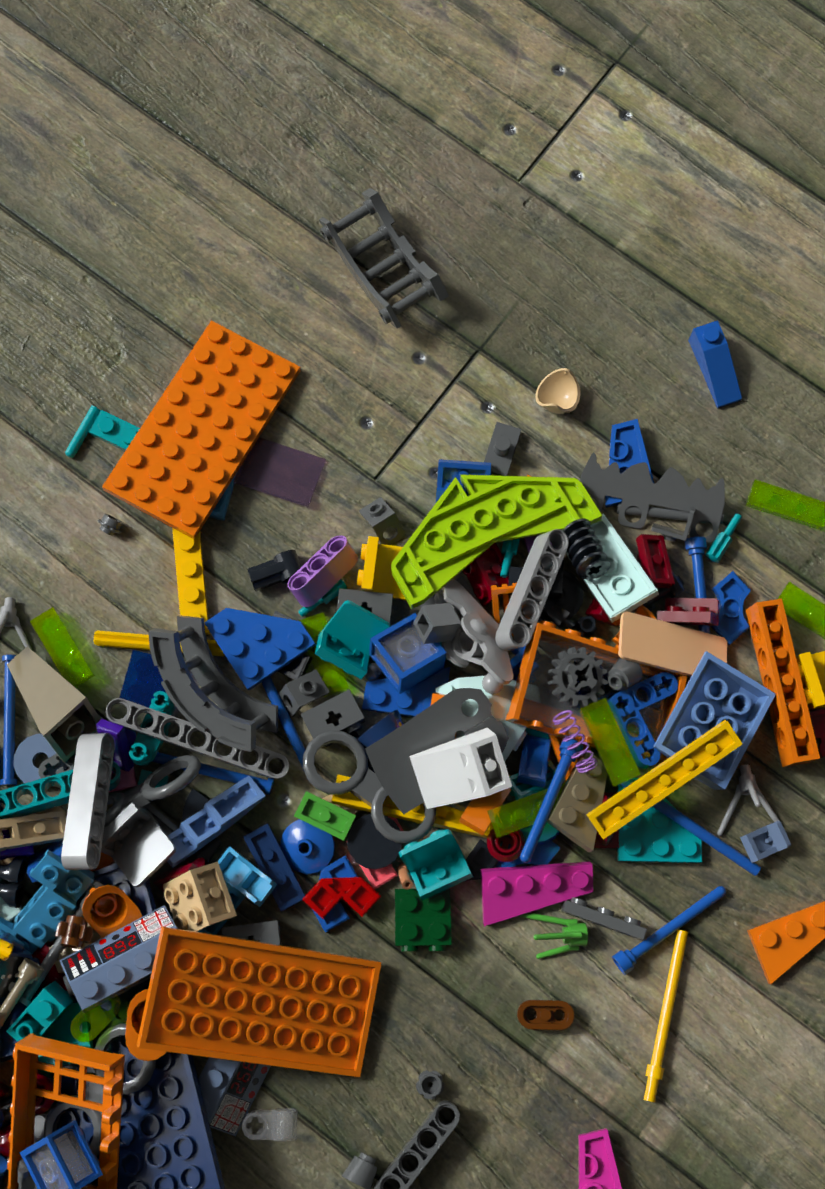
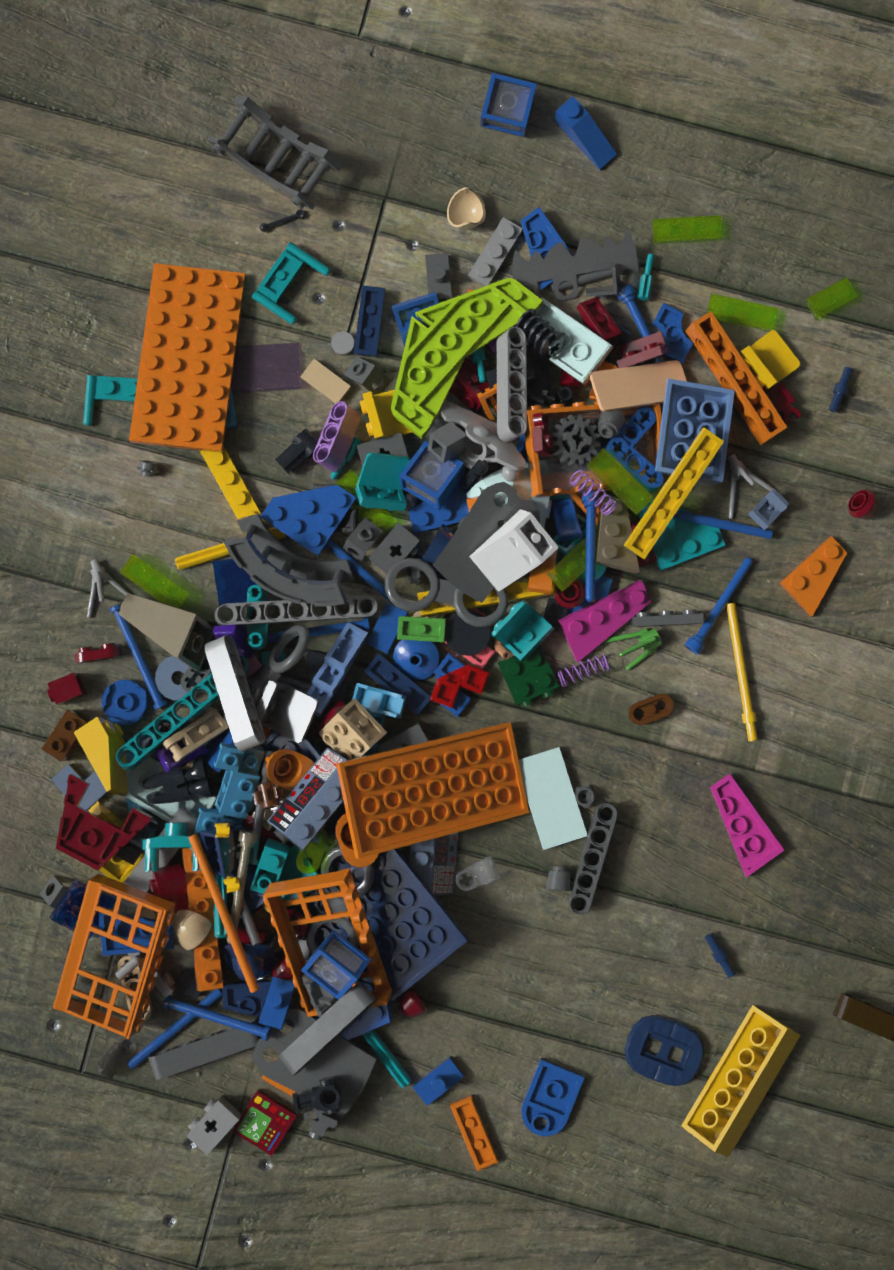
camera: 25 degrees left, 10 degrees up
(287, 800) = (386, 628): none -> blue tile
(336, 385) = (281, 277): none -> teal plate
(336, 510) = (325, 381): none -> tan tile
(343, 755) = (414, 576): none -> dark grey plate
(371, 478) = (342, 343): none -> light grey tile
(383, 330) = (300, 214): none -> black hinge
(392, 1071) = (551, 798): none -> light aqua tile
(409, 466) = (369, 321): none -> dark blue plate
(452, 670) = (474, 475): none -> black axle
(460, 944) = (564, 681): none -> medium lavender piece
(541, 661) = (541, 437): none -> dark red plate
(572, 448) = (495, 252): none -> light grey plate
(645, 304) = (508, 104): none -> piece

